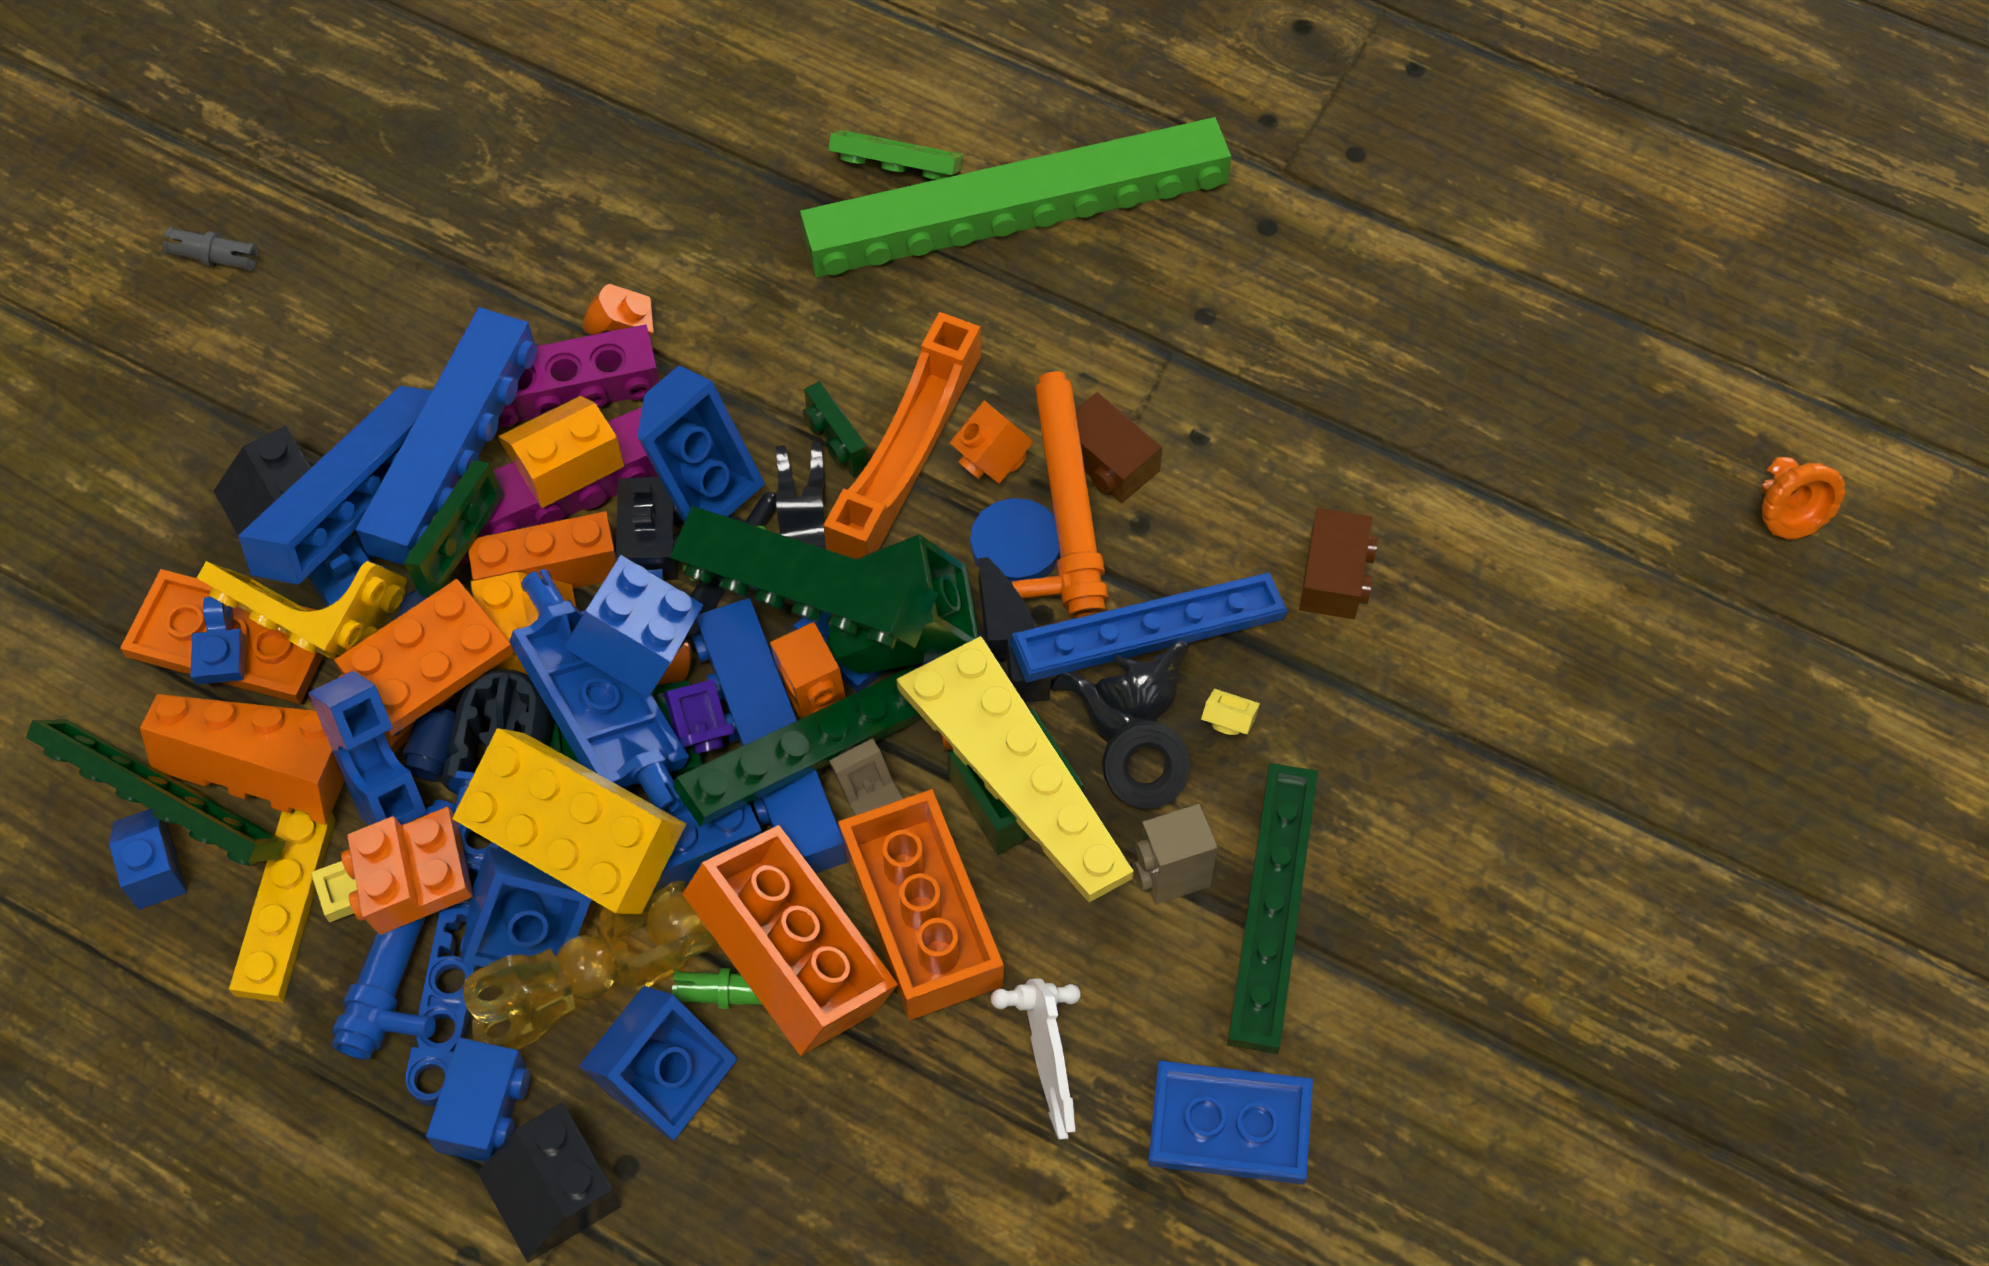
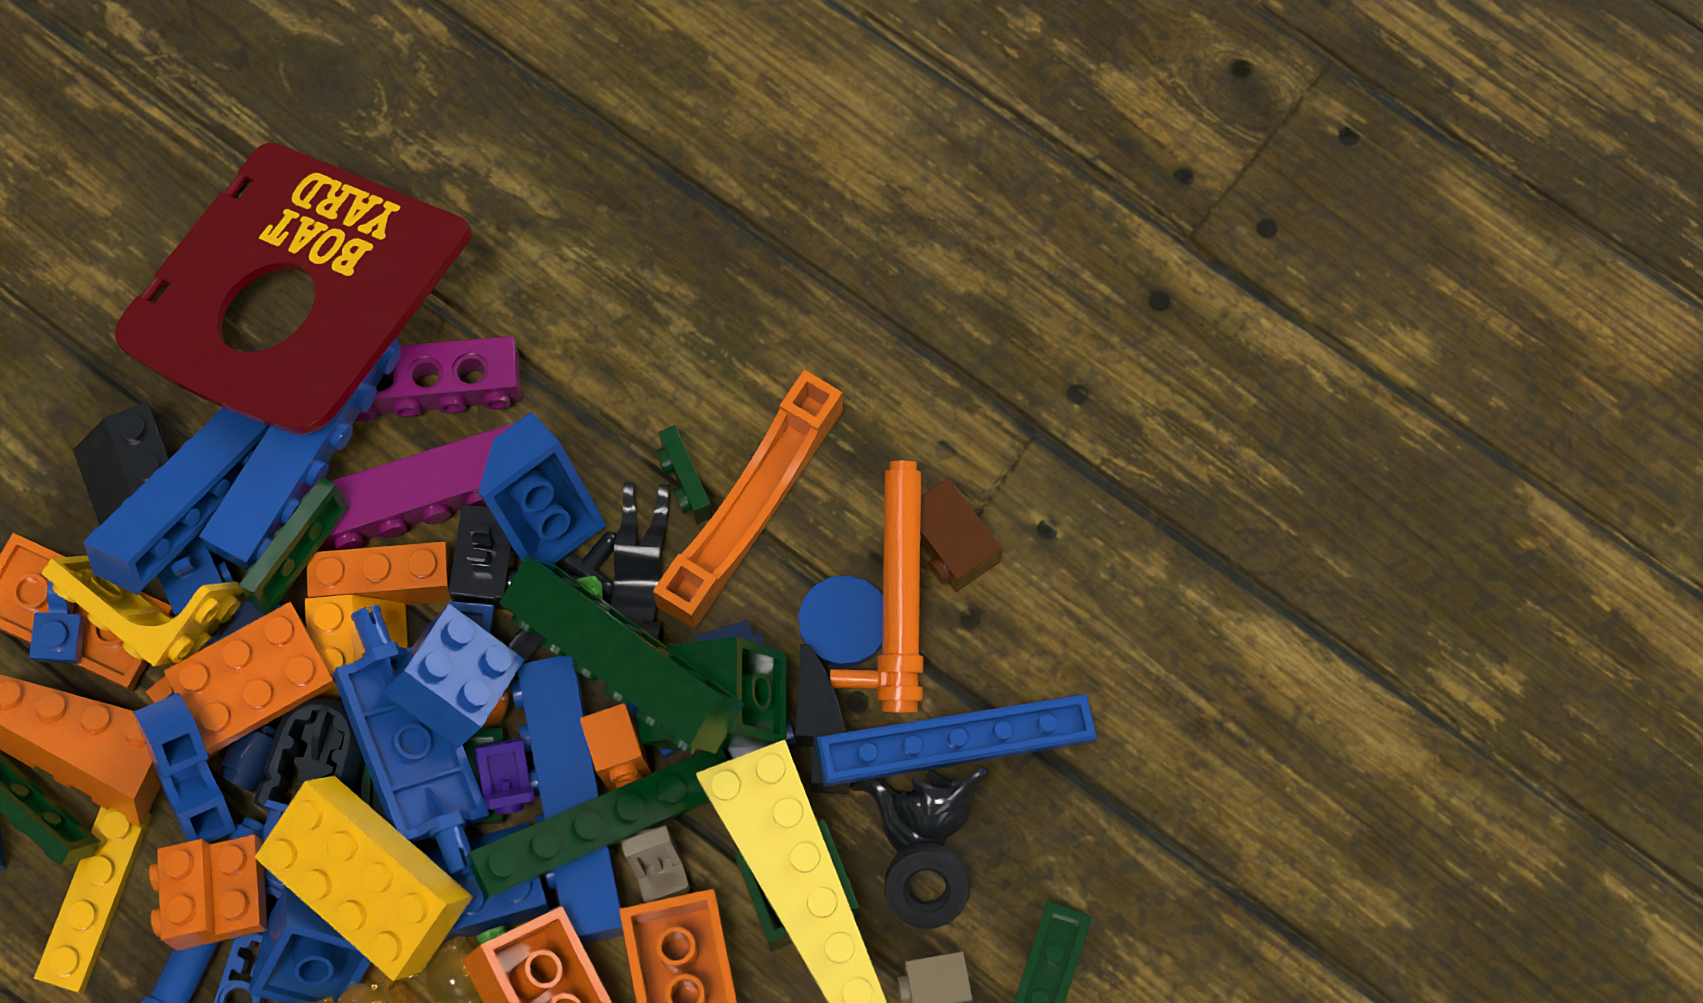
camera: 10 degrees right, 10 degrees up
(210, 249) = (96, 180): dark grey pin -> none
(333, 890) = (139, 895): light yellow plate -> none
(485, 259) = (370, 266): none -> dark red door
(563, 450) = (409, 468): light orange slope -> none
(617, 309) = (490, 312): orange plate -> none
(895, 154) = (793, 167): bright green plate -> none
(991, 444) = (834, 517): orange brick -> none
(1015, 197) = (908, 236): bright green brick -> none
(1230, 712) = (1019, 839): light yellow plate -> none
(1337, 562) = (1155, 695): reddish brown brick -> none
(1800, 497) = (1631, 695): orange hair -> none

